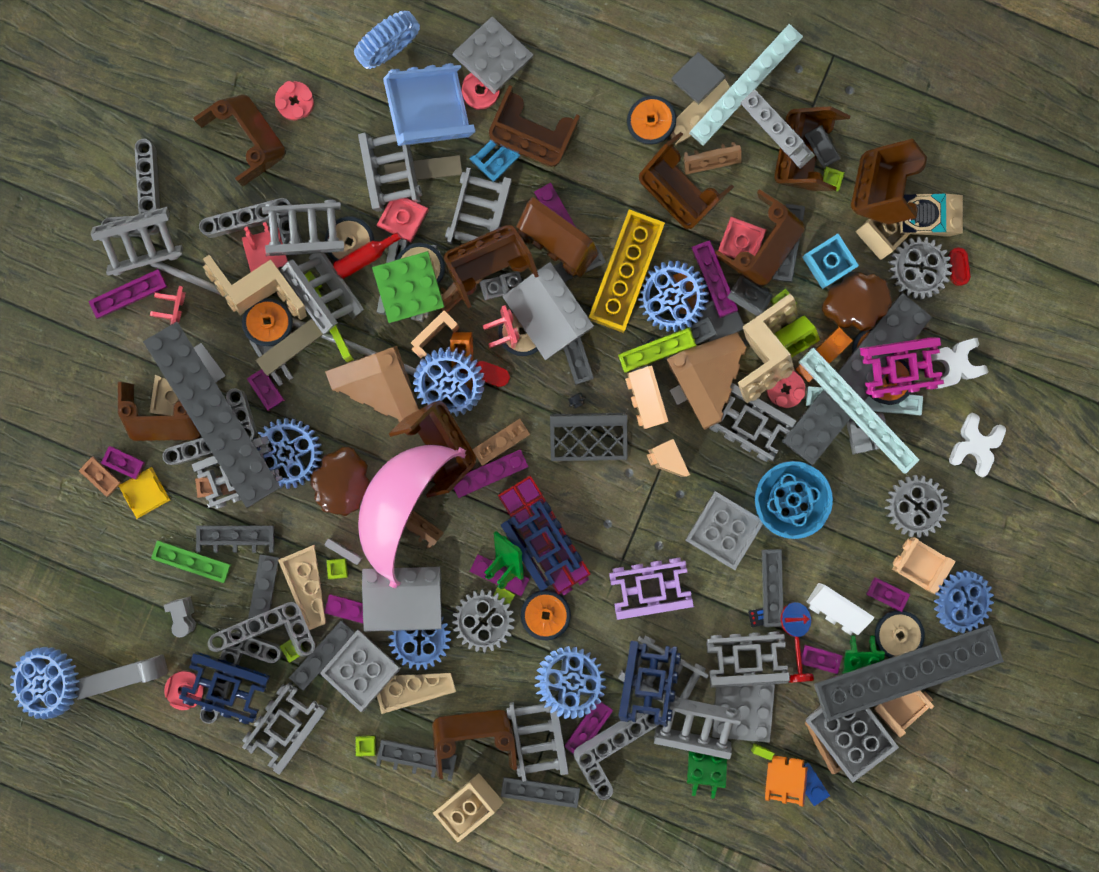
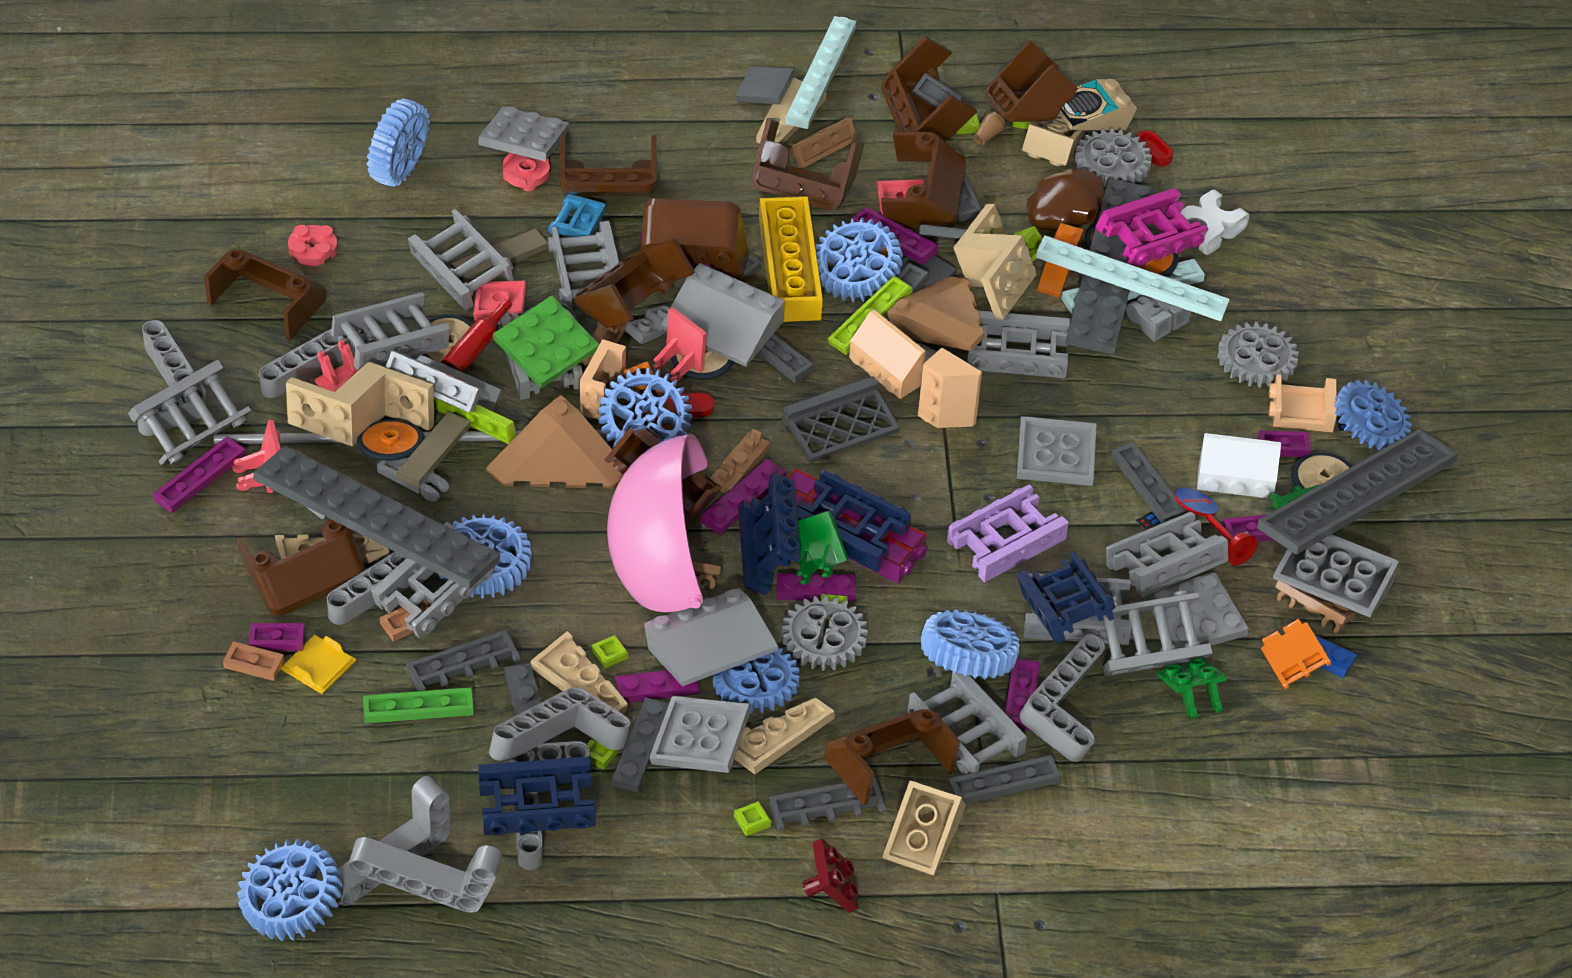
camera: 20 degrees left, 40 degrees down
(158, 728) = (427, 877): none -> light grey beam
(173, 685) = (467, 836): coral plate -> none
(181, 616) = (436, 752): light grey legs -> none
(265, 389) = (424, 504): magenta plate -> none
(295, 736) = (656, 834): light grey fence -> none
(340, 482) = (567, 558): reddish brown piece -> none
(343, 551) = (608, 624): light grey tile -> none
(388, 825) = (833, 876): none -> dark red plate
(427, 104) = (473, 187): light blue panel -> none
(481, 530) = (762, 551): none -> dark blue fence
(545, 628) = (897, 605): orange wheel -> none
(576, 400) = (805, 391): black plate -> none
(654, 131) = (735, 134): orange wheel -> none
(762, 751) = (1246, 639): lime tile -> none
(777, 128) = (897, 89): light grey fence -> none
(795, 394) = (1042, 297): coral plate -> none
(815, 494) = (1100, 385): dark azure brick -> none
(830, 261) = (1011, 178): medium azure brick -> none
(842, 196) = (989, 128): none -> medium nougat cone
(903, 710) = (1382, 531): light nougat panel -> none
(977, 445) = (1284, 281): white piece -> none

